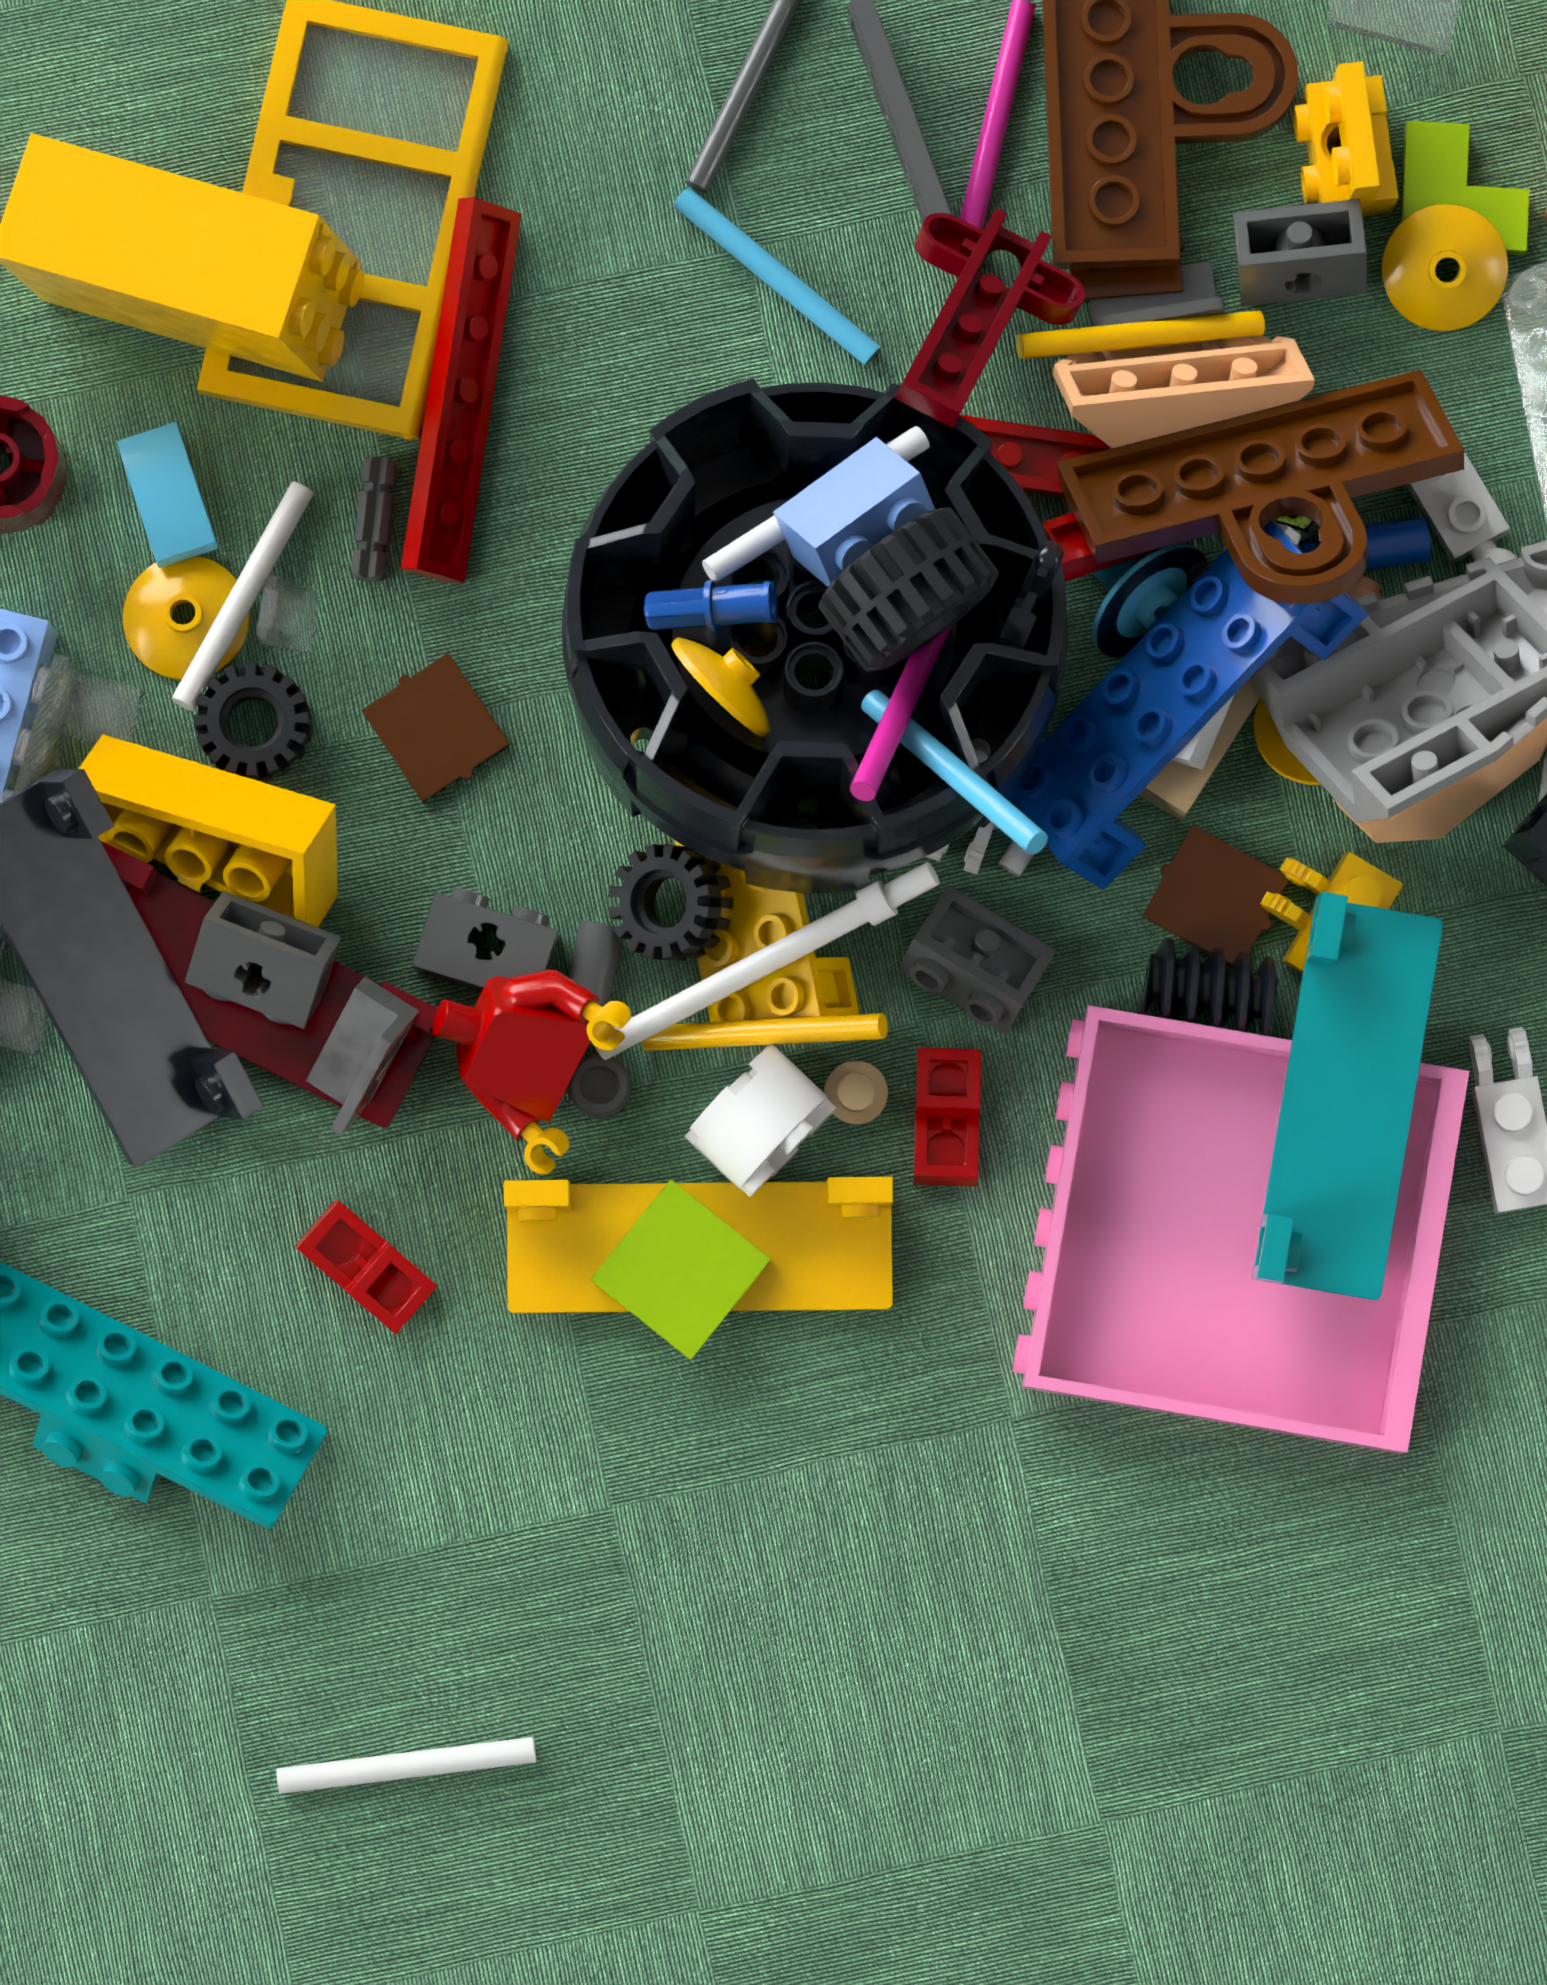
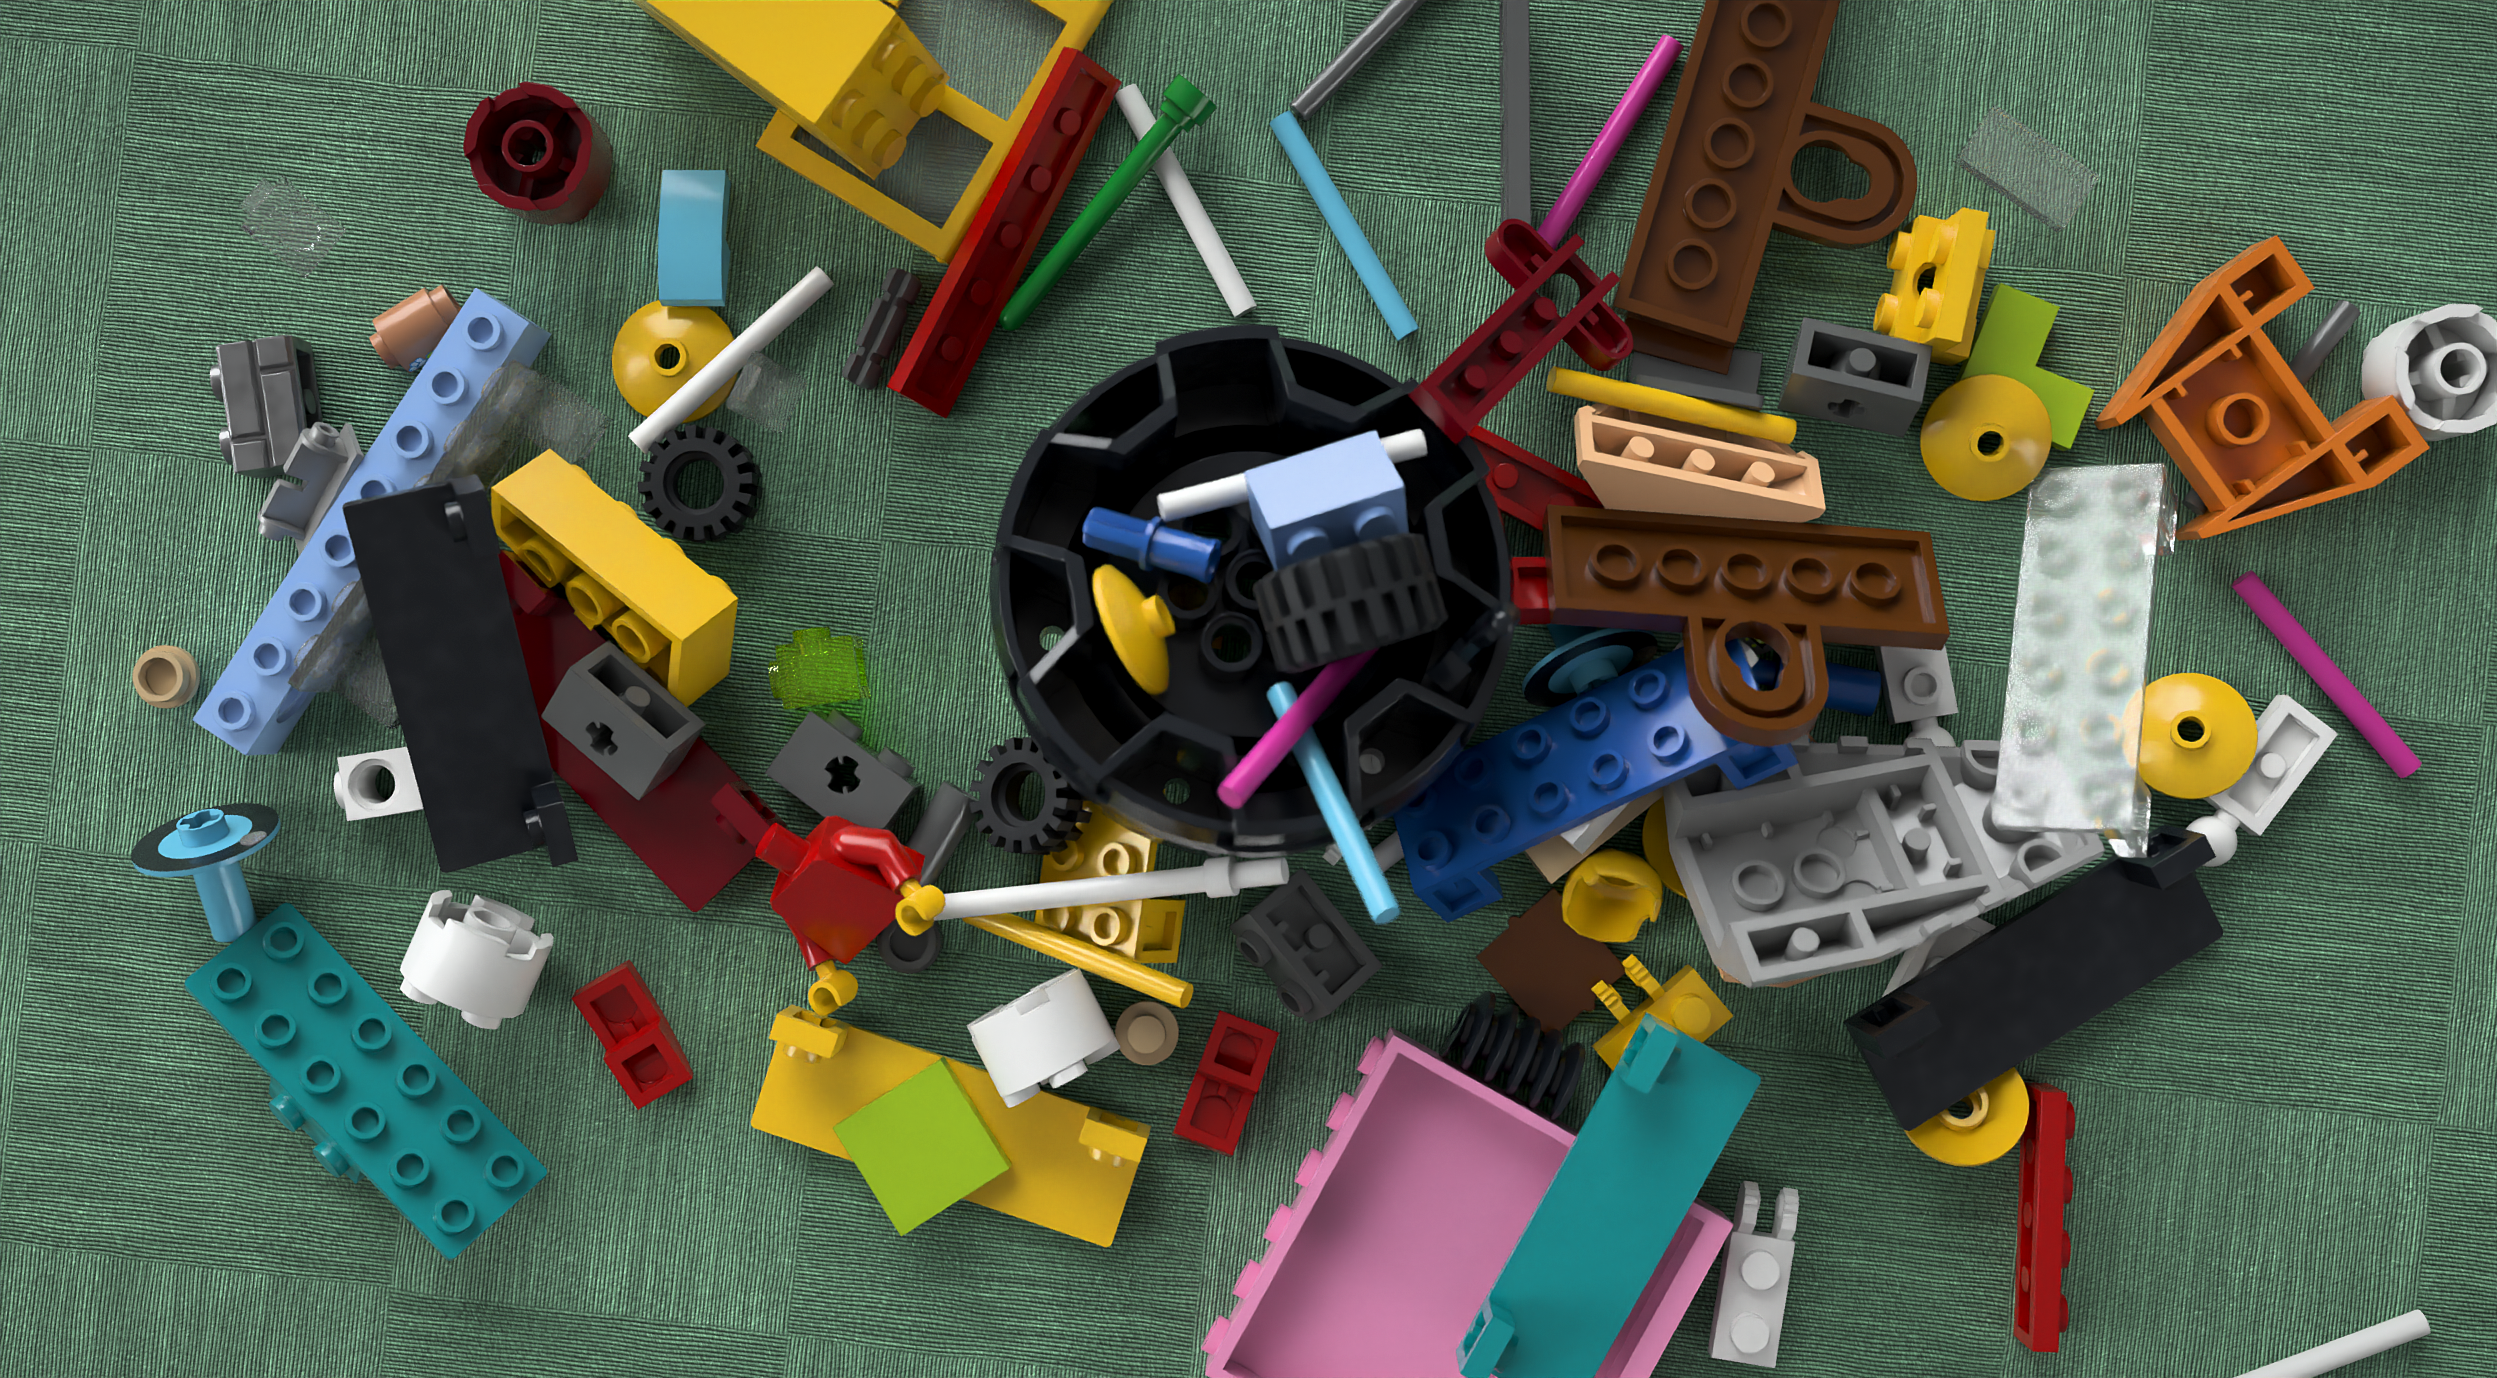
camera: 20 degrees right, 5 degrees up
(78, 1112) = (357, 790): none -> white brick
(196, 1234) = (474, 958): none -> white brick
(361, 1049) = (686, 840): flat silver panel -> none
(426, 857) = (819, 670): none -> clear neon green brick
(435, 727) = (873, 547): reddish brown piece -> none
(588, 219) = (1181, 111): none -> green piece
(619, 303) = (1189, 207): none -> white bar
(1247, 809) = (1611, 896): none -> yellow hair

